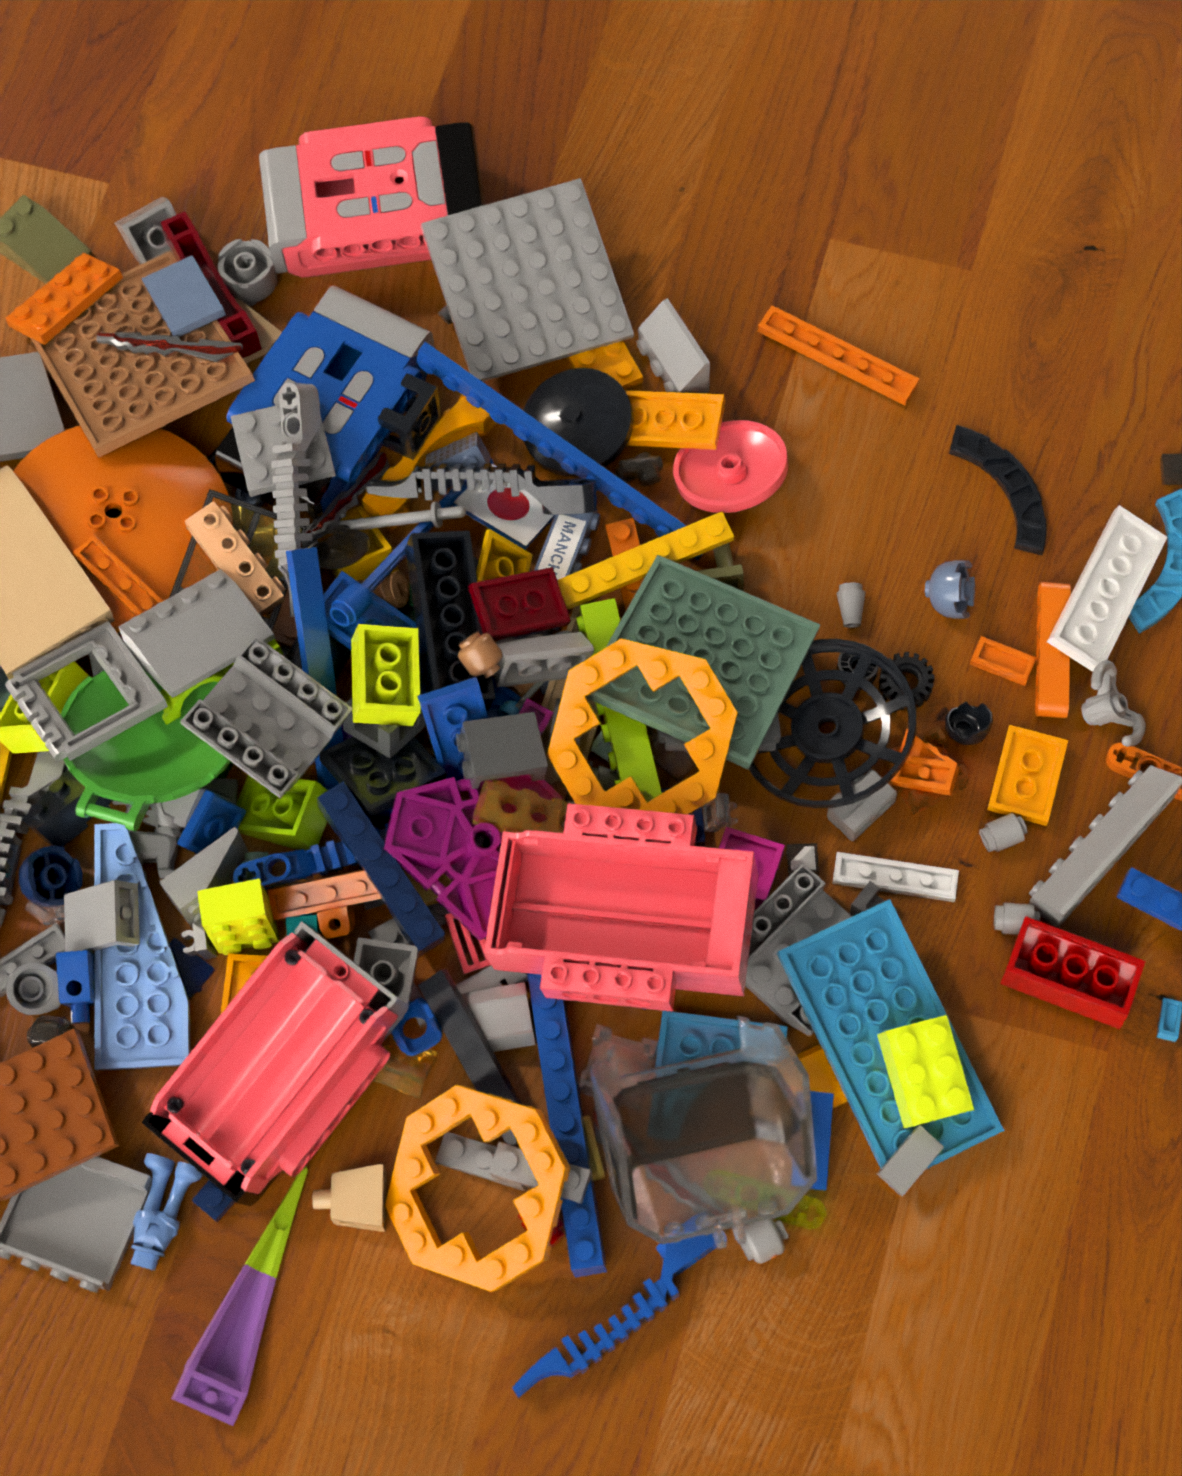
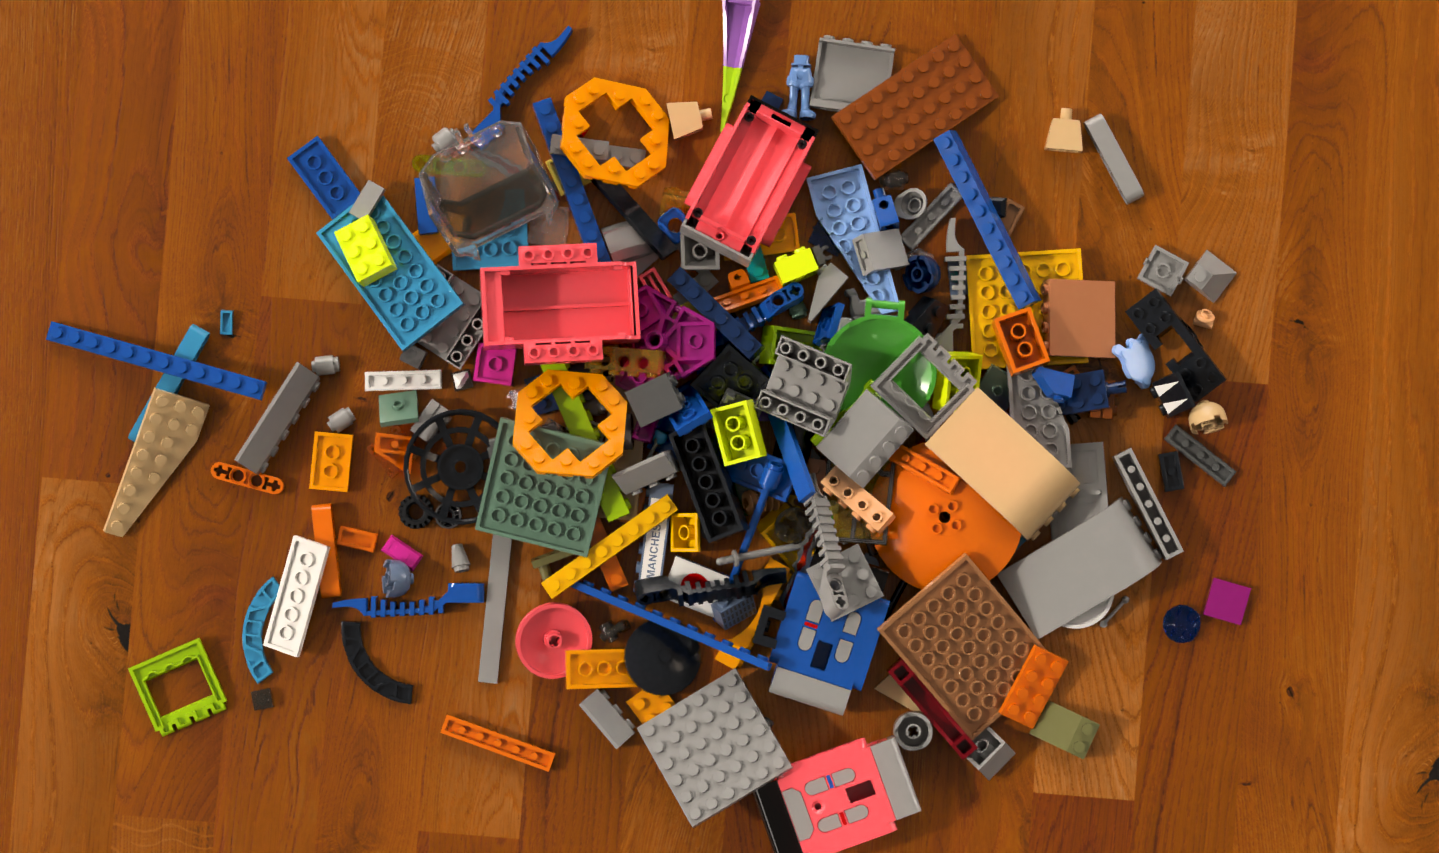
camera: 170 degrees right, 20 degrees up
(165, 345) = (944, 649): dark grey sword -> none
(183, 296) = (945, 691): sand blue tile -> none
(480, 655) = (681, 455): medium nougat head -> none
(519, 603) = (666, 501): dark red tile -> none
(812, 522) = (495, 609): none -> light grey tile
(862, 556) = (456, 594): none -> blue piece
(909, 829) = (398, 408): none -> sand green plate
(937, 631) = (401, 551): none -> dark pink tile
(968, 723) = (372, 488): black hair -> none
(976, 1220) = (324, 177): none -> blue plate
(1073, 972) = (287, 335): red slope -> none
(1111, 705) = (286, 515): light grey piece -> none

